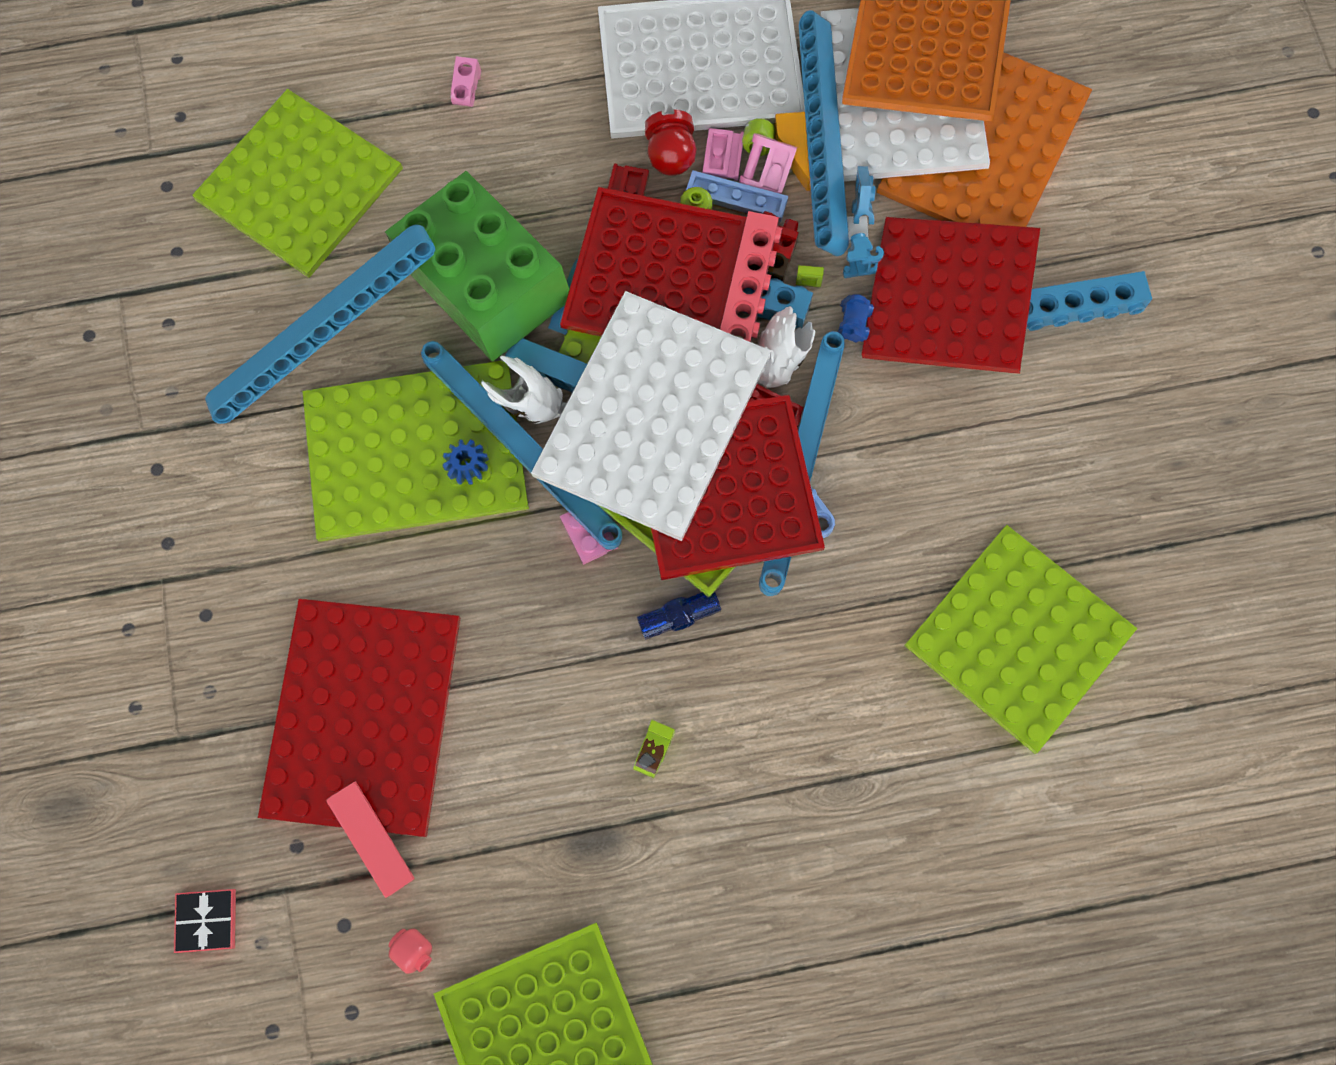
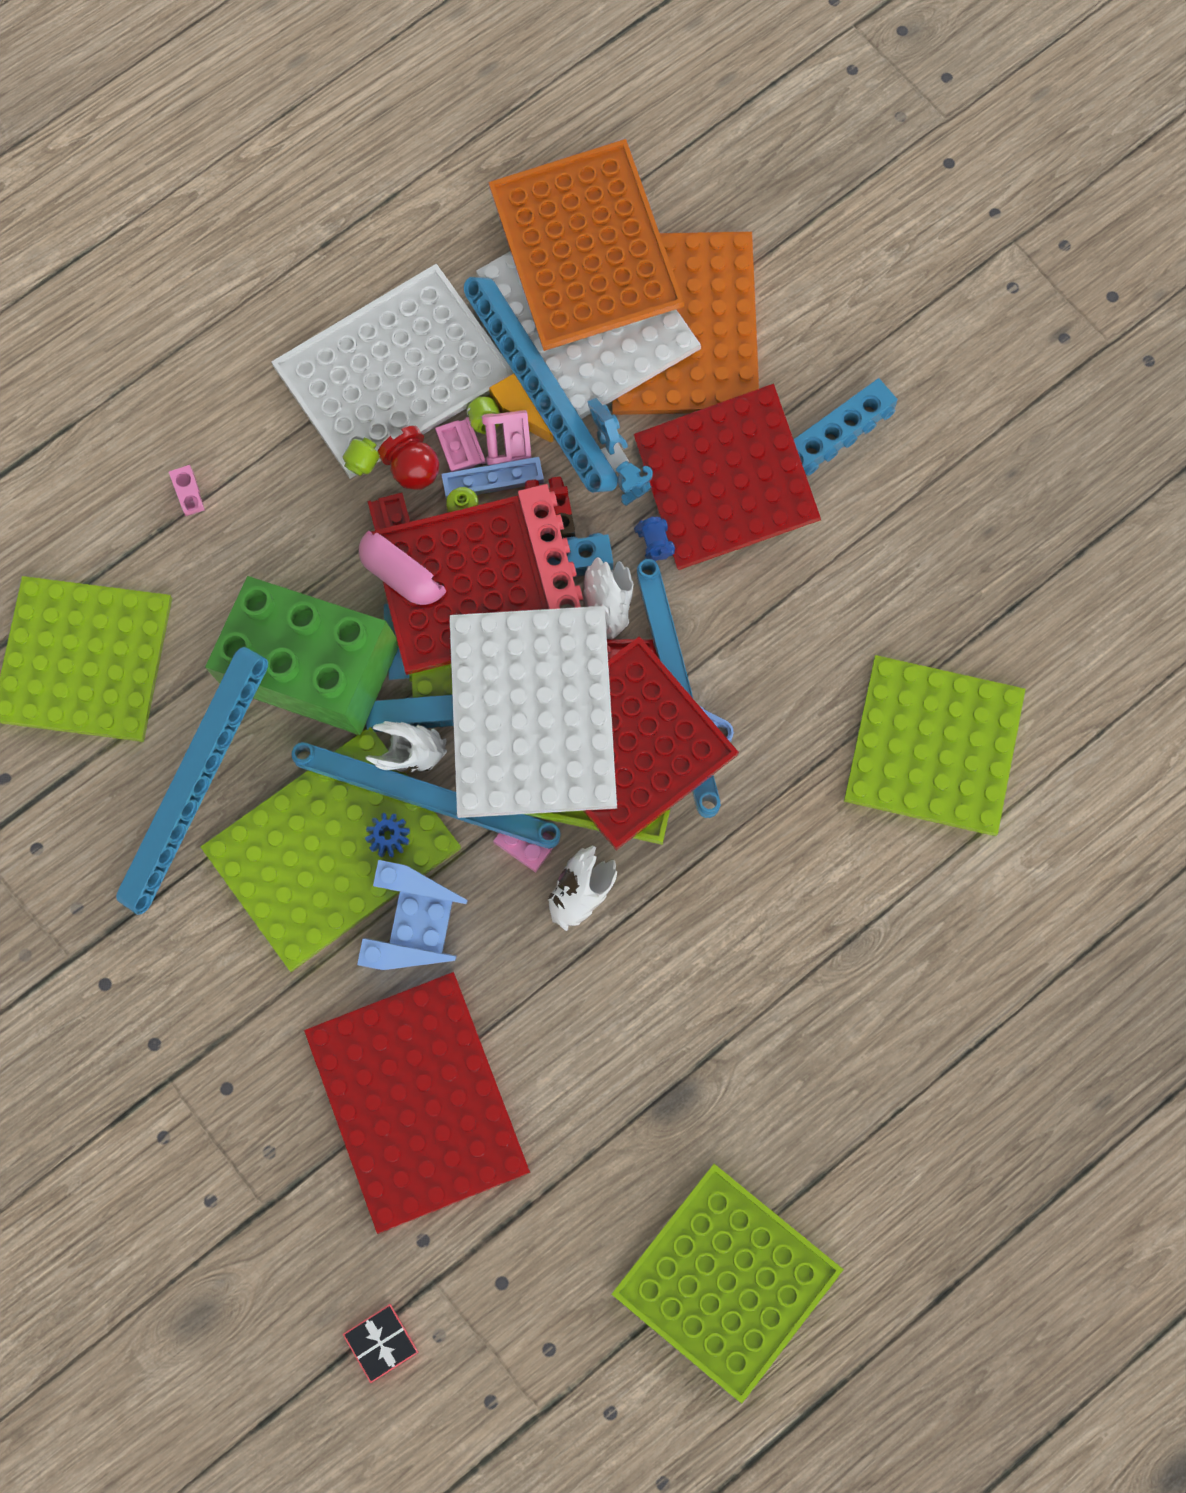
camera: 30 degrees left, 0 degrees up
(370, 839) = (486, 1197): coral slope -> none
(410, 950) = (572, 1270): coral head -> none
(451, 553) = (418, 922): none -> light blue wedge
(603, 231) = (398, 570): none -> bright pink brick
(609, 600) = (580, 888): none -> white head
(628, 120) = (361, 456): none -> lime head
(654, 748) = (683, 995): leg -> none
(678, 614) = (642, 873): clear blue piece -> none
(809, 276) = (596, 520): lime tile -> none

